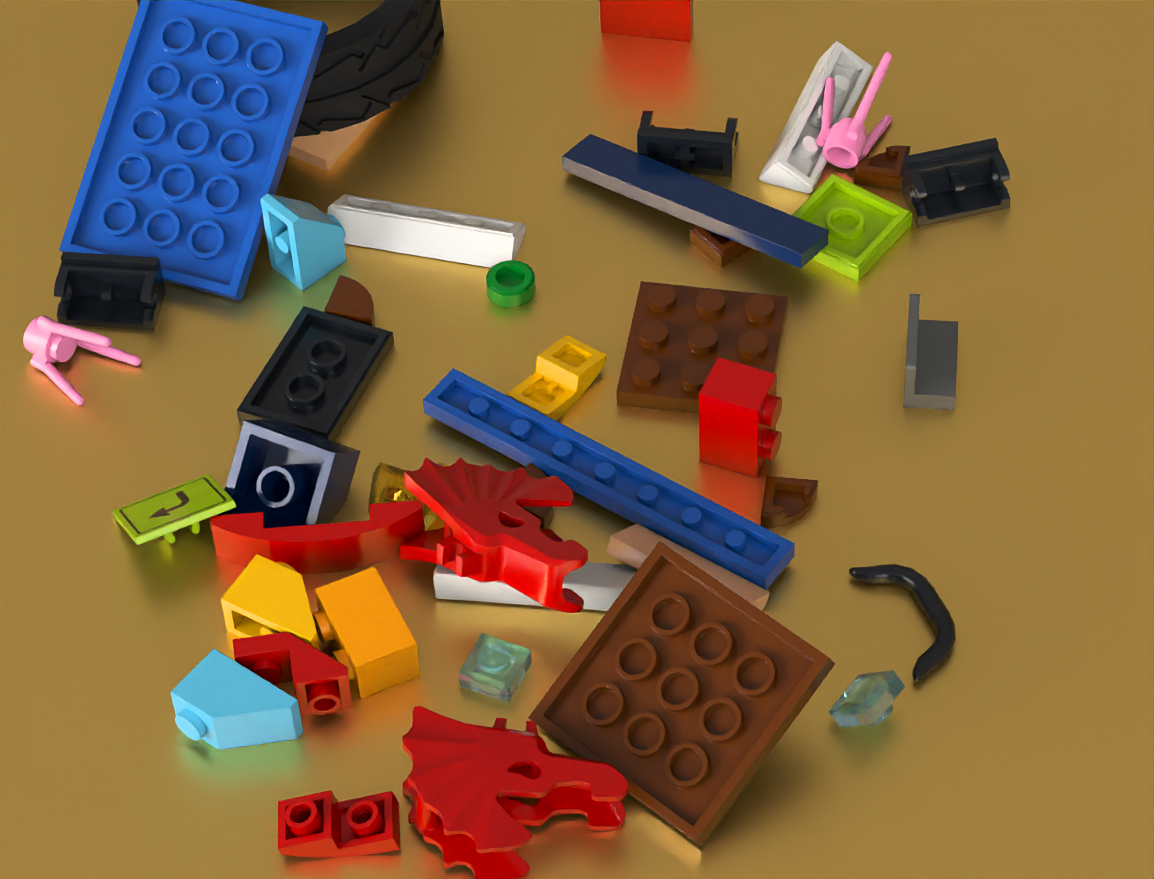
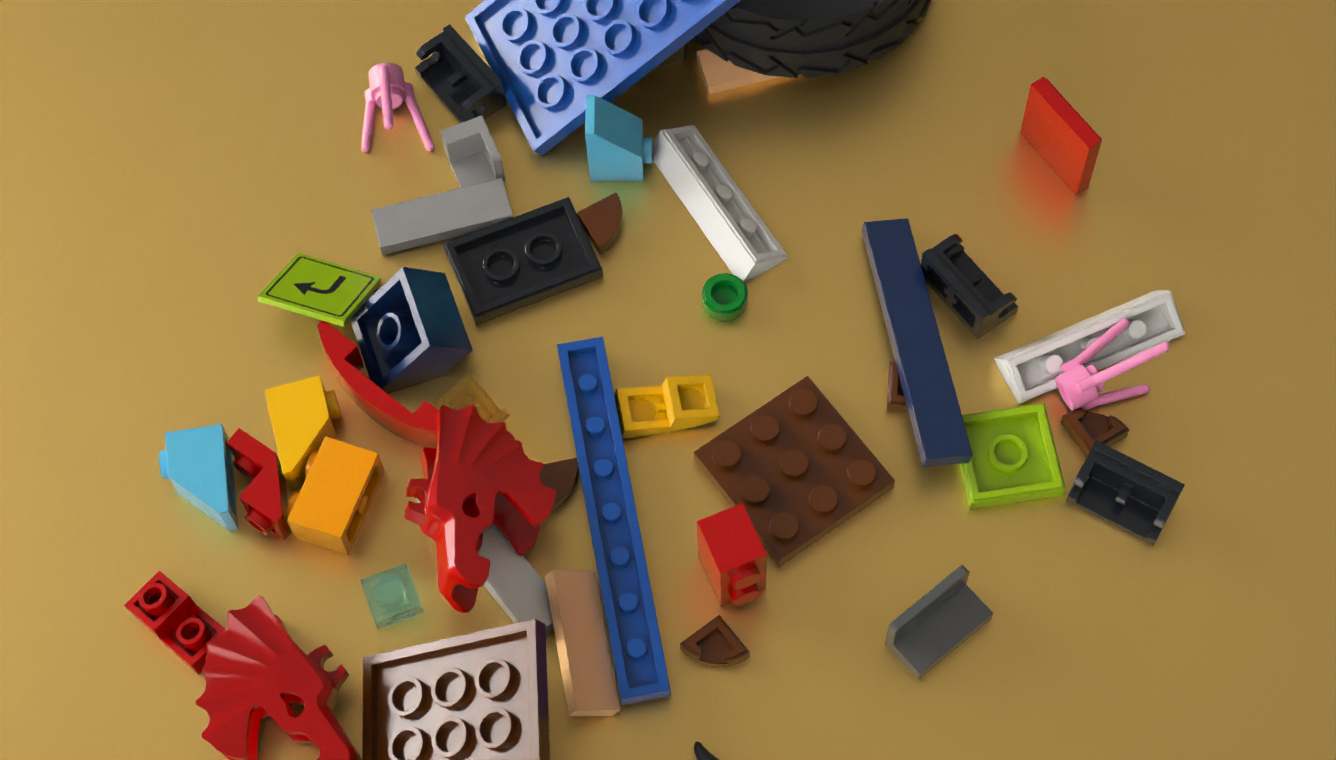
camera: 45 degrees right, 15 degrees up
(189, 332) = (472, 152): none -> light grey panel
(208, 396) = (441, 216): none -> light grey tile

